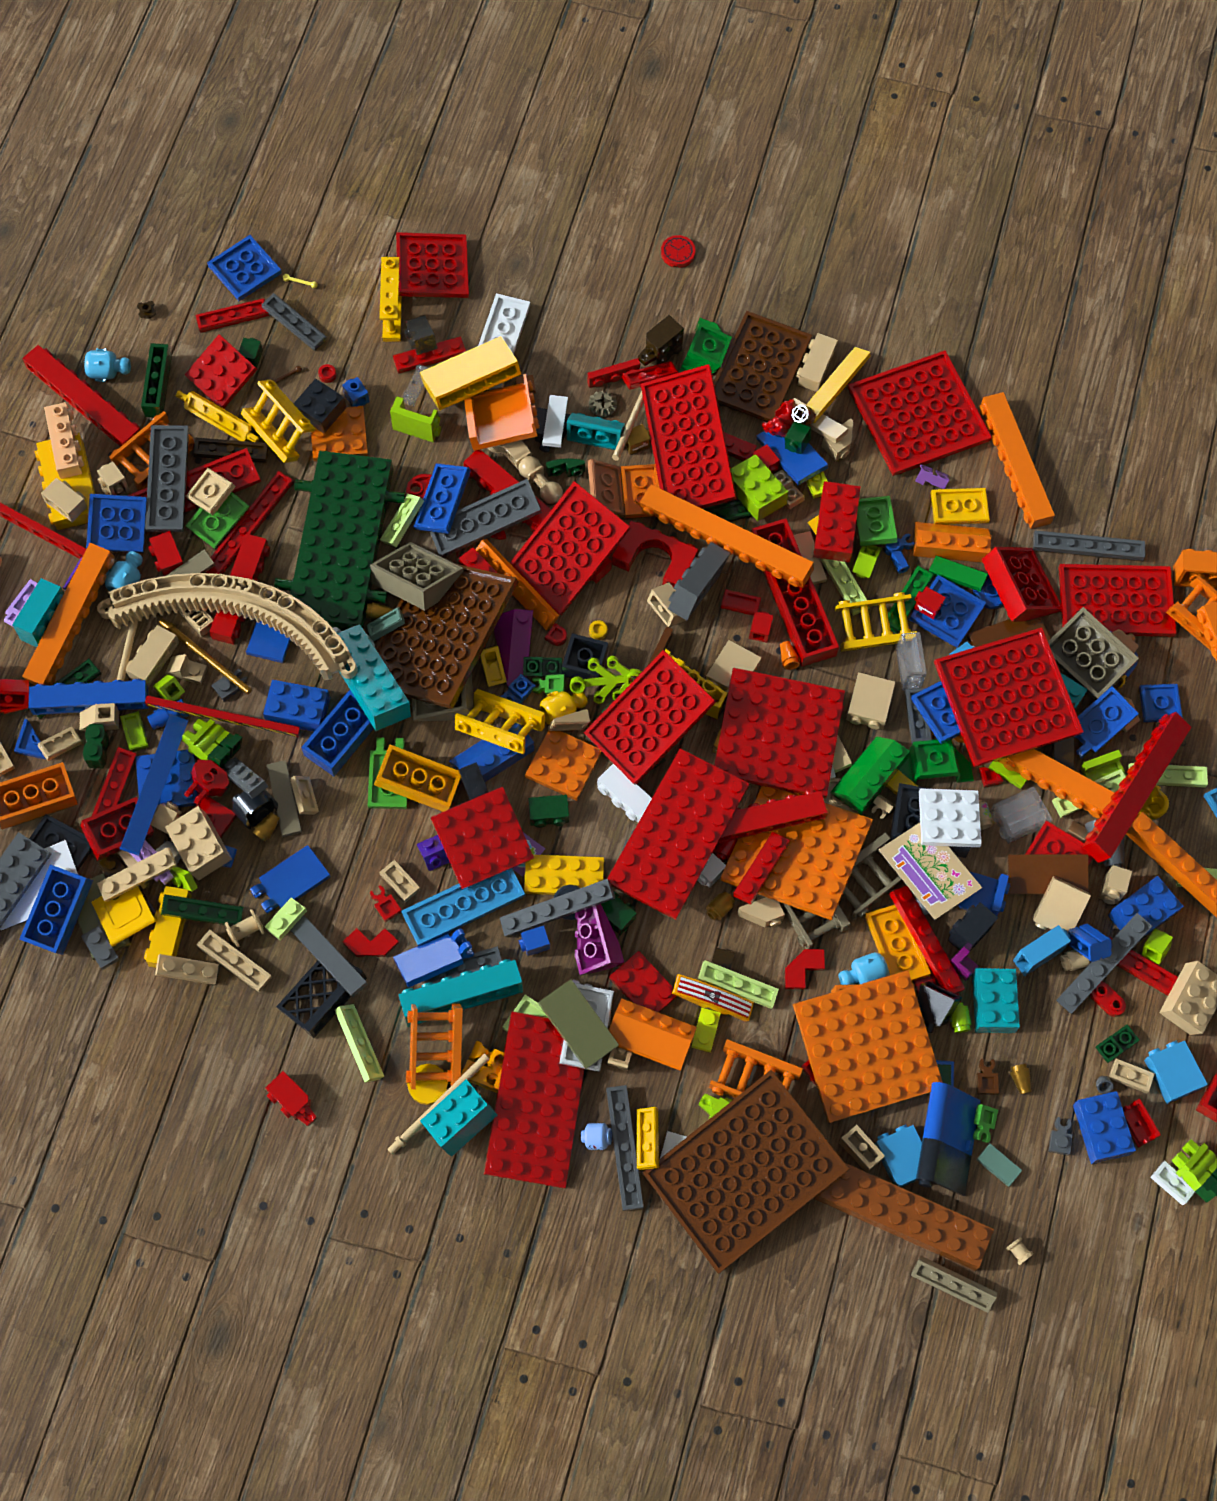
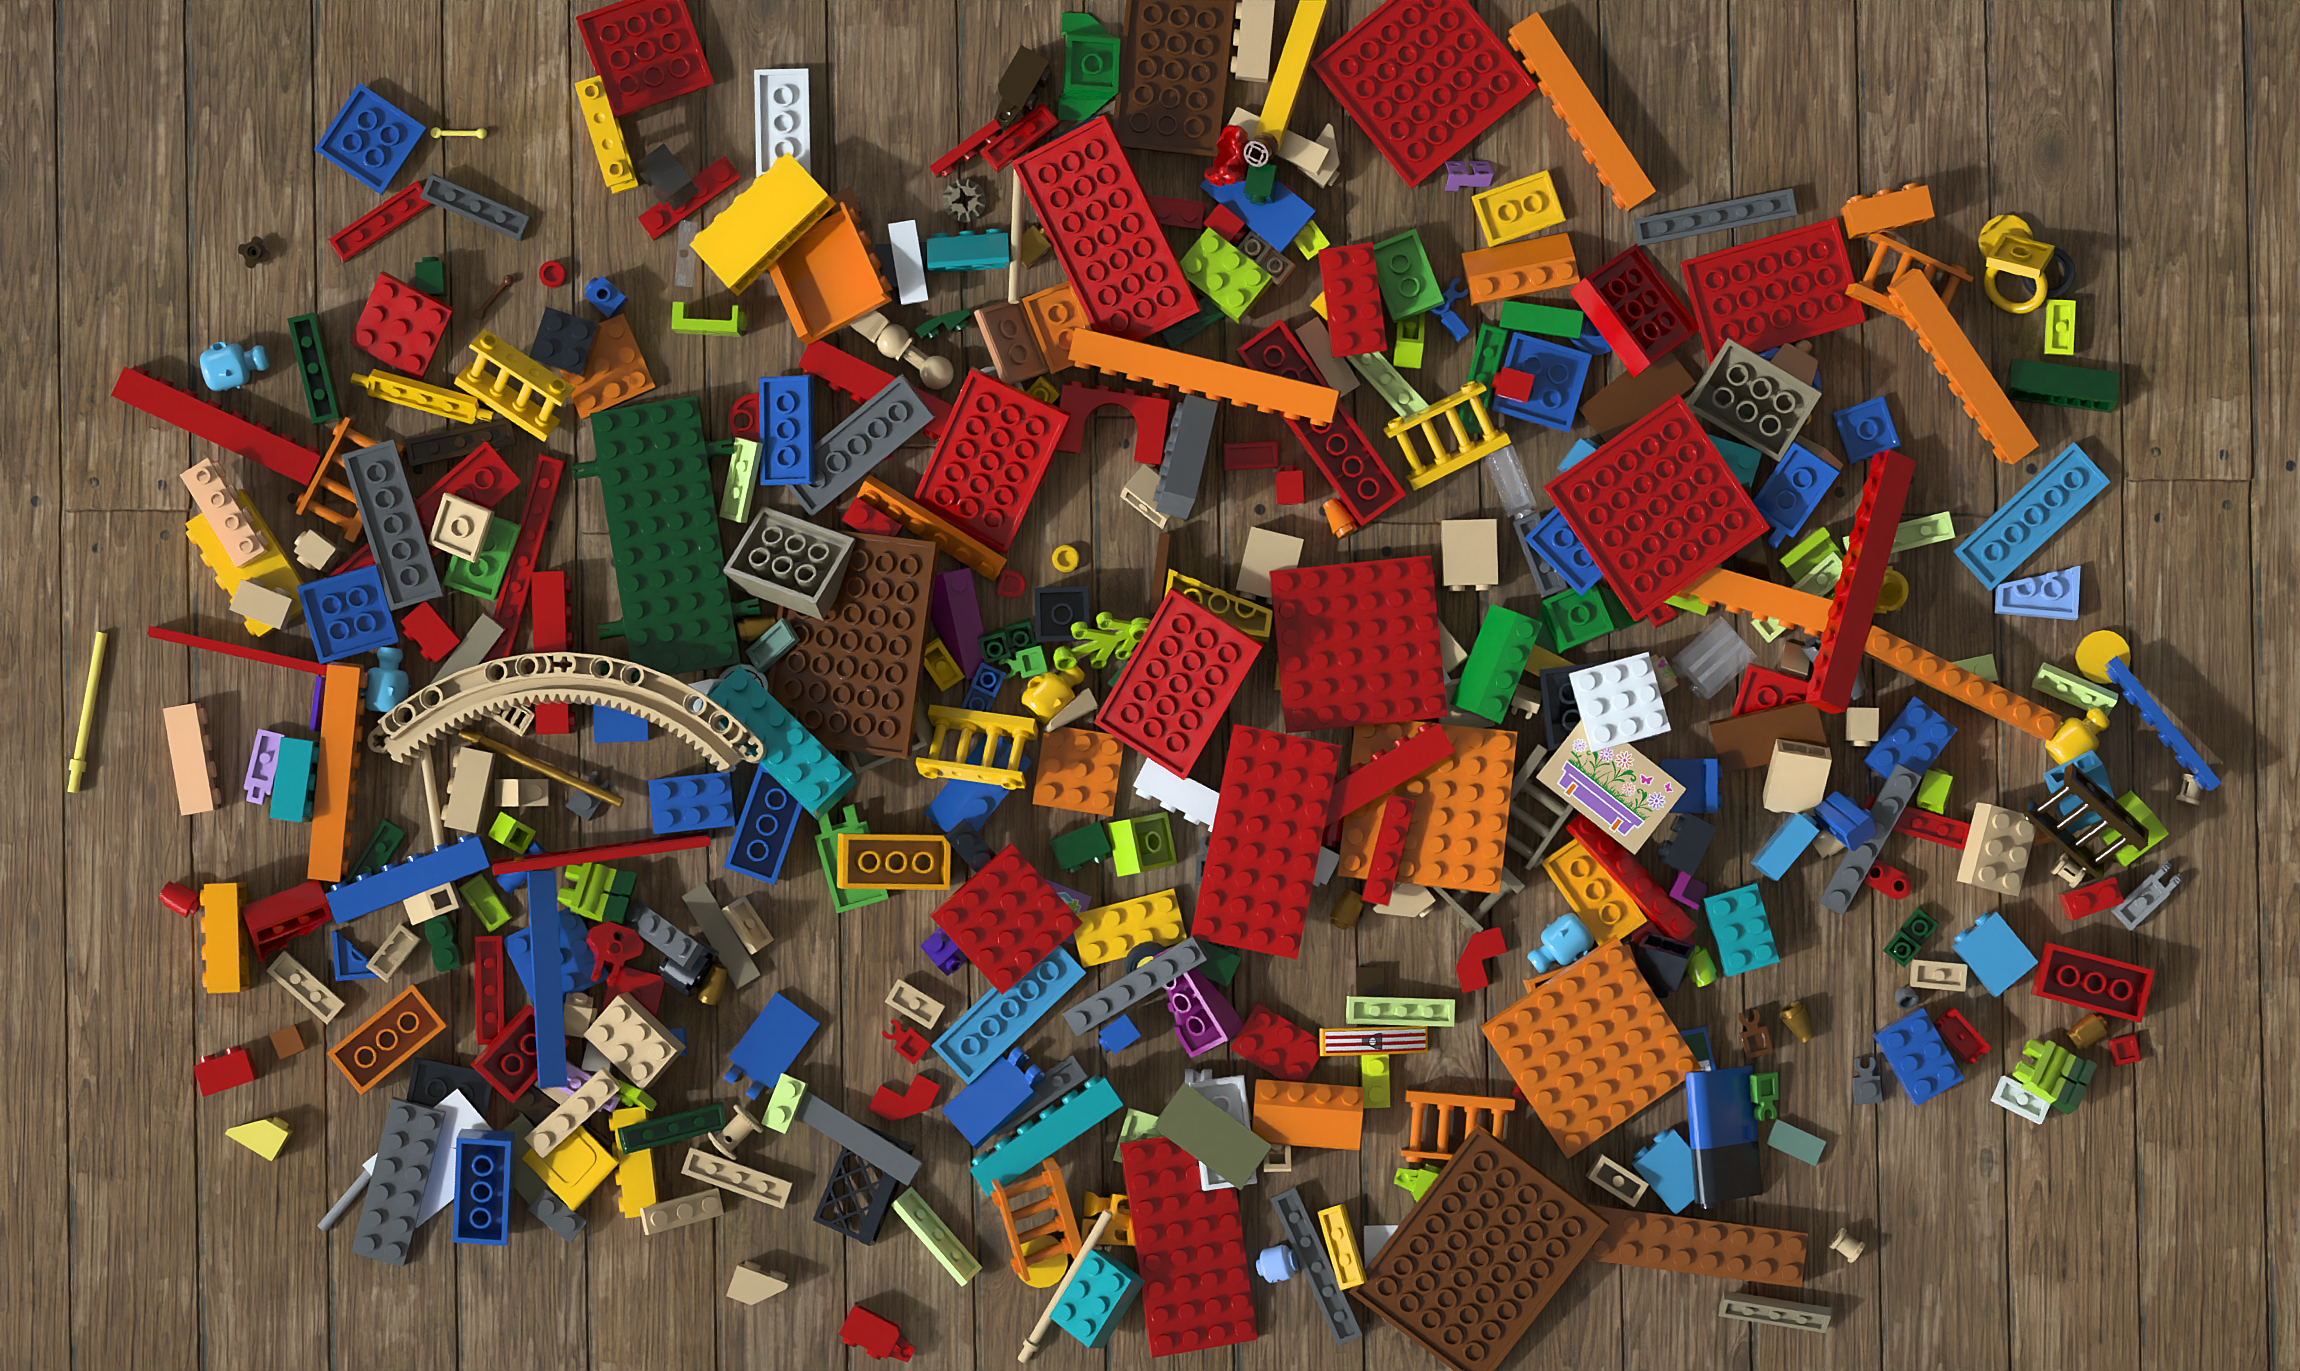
camera: 15 degrees left, 20 degrees up
(218, 1038) = (753, 1285): none -> tan slope
(591, 821) = (1142, 844): none -> lime slope

